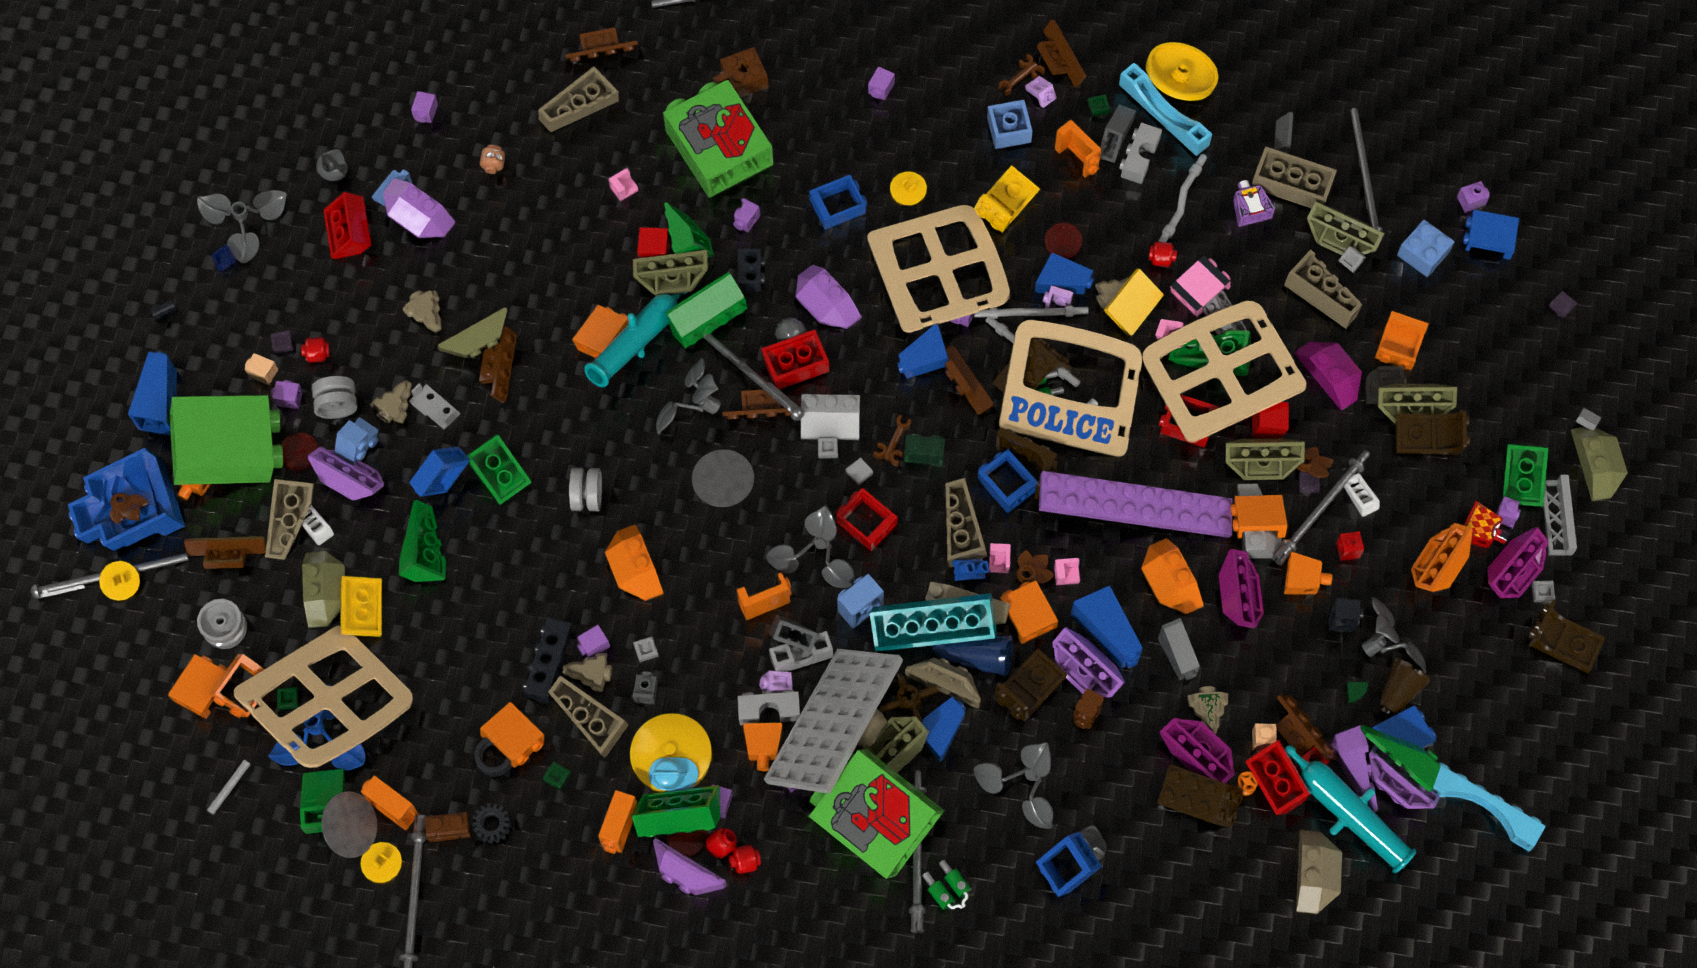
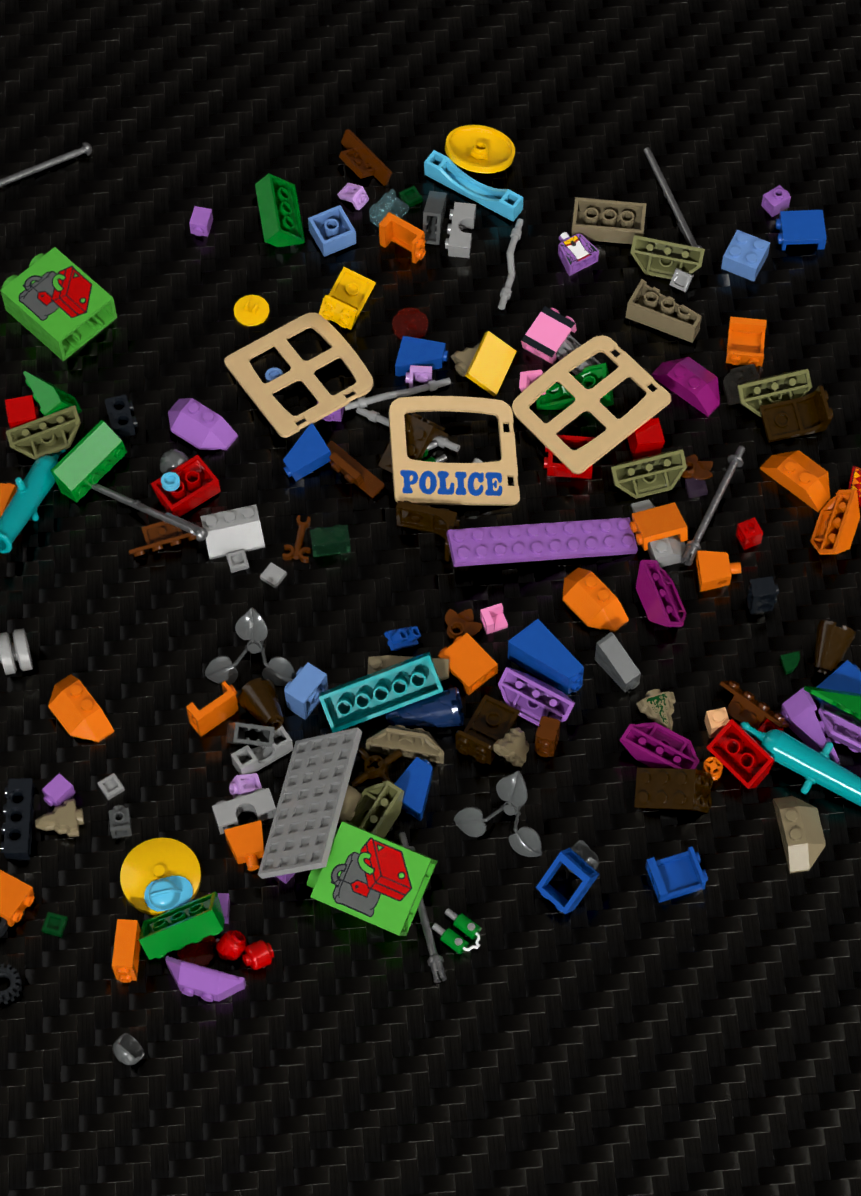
camera: 15 degrees left, 5 degrees down
(592, 718) = (78, 862): dark tan wedge -> none
(595, 922) = (128, 1049): none -> dark grey hair
(701, 396) = (110, 545): dark grey plant -> none
(723, 478) = (144, 612): flat silver sticker -> none
(743, 72) = (68, 238): reddish brown hinge -> none
(746, 215) = (104, 368): medium lavender brick -> none
(780, 351) = (170, 481): none -> medium azure tile
(813, 603) = (261, 702): none -> dark brown cone
(817, 194) = (169, 332): blue window -> none
(880, 532) = (314, 614): red window -> none
(912, 261) = (273, 373): none -> medium blue tile
(962, 91) = (279, 211): none -> green slope
(963, 531) = (386, 602): dark tan wedge -> none
(999, 558) = (427, 621): bright pink panel -> none
(1010, 502) = (427, 565): blue window -> none
(1028, 67) = (335, 178): reddish brown bar -> none
(1050, 711) = (513, 747): none -> dark tan rock
(1073, 110) = (387, 204): none -> clear light blue bracket
(1162, 254) = (505, 314): red head -> none
(1181, 884) = (676, 875): none -> blue panel
(1283, 133) = (588, 182): dark grey slope -> none
(1366, 505) = (755, 494): white slope -> none
(1384, 628) = (798, 613): dark grey plant -> none
(1419, 498) = (800, 477): none -> orange wedge

